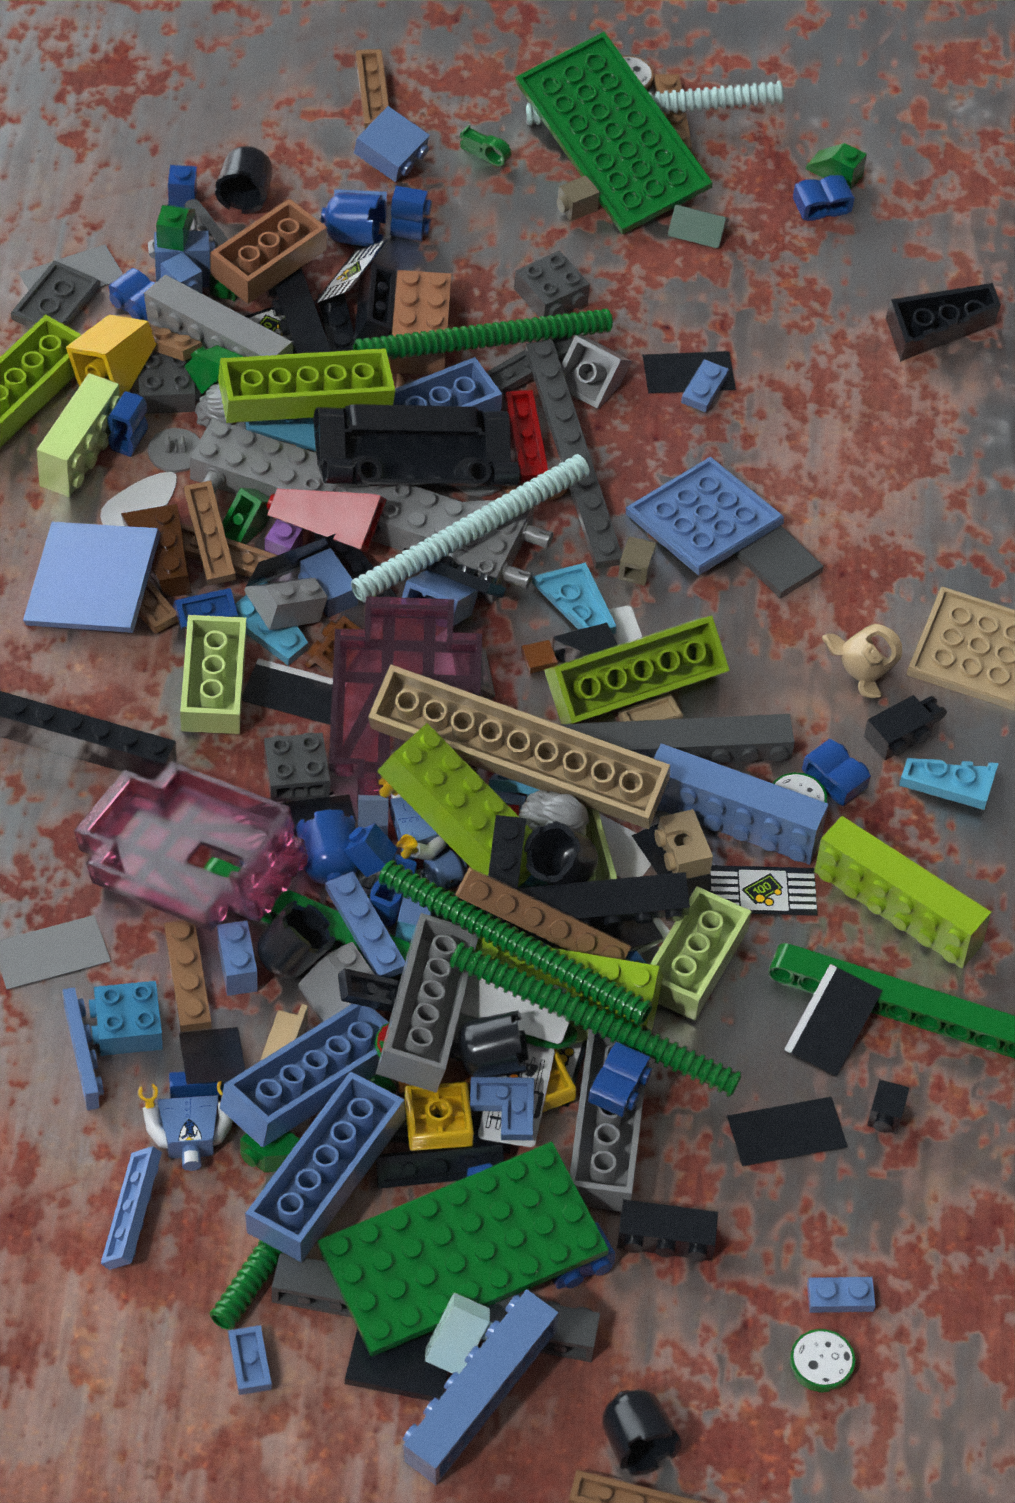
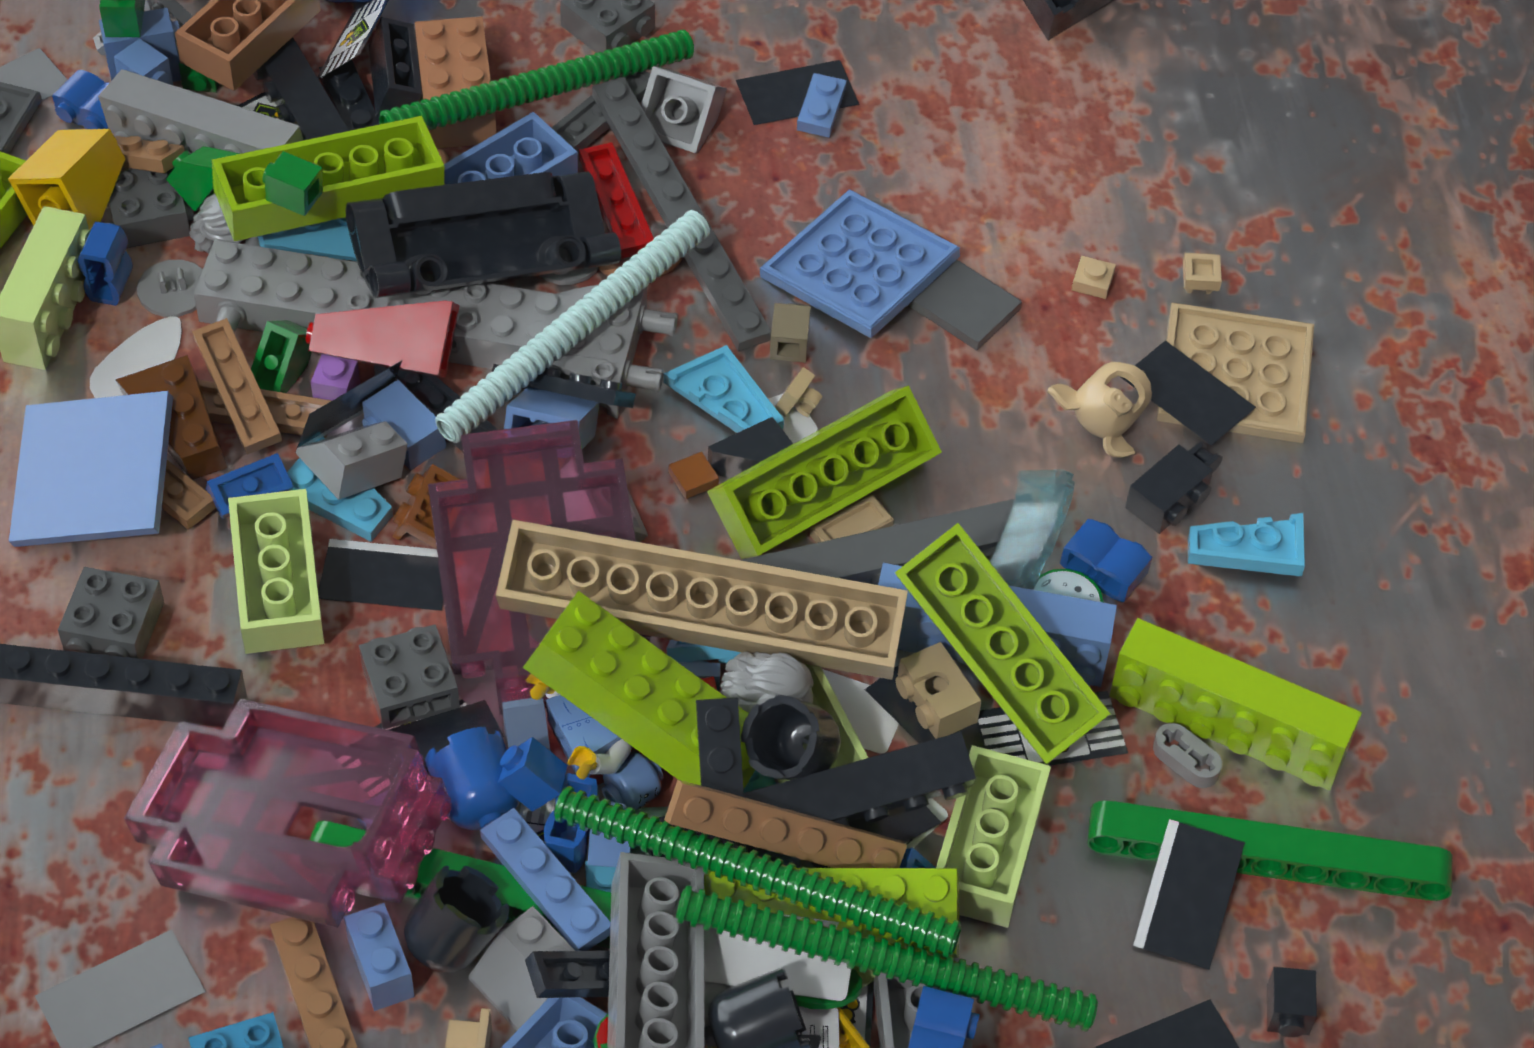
camera: 10 degrees left, 0 degrees up
(89, 685) = (111, 614): none -> dark grey brick
(277, 386) = (293, 183): none -> green brick
(632, 609) = (799, 395): none -> tan tile
(733, 816) = (1002, 643): none -> lime brick
(782, 737) = (1033, 525): none -> clear light blue windscreen
(858, 925) = (1187, 755): none -> light grey beam
(885, 556) = (1093, 277): none -> tan plate
(936, 658) = (1192, 393): none -> black sticker
(970, 566) = (1202, 272): none -> tan tile

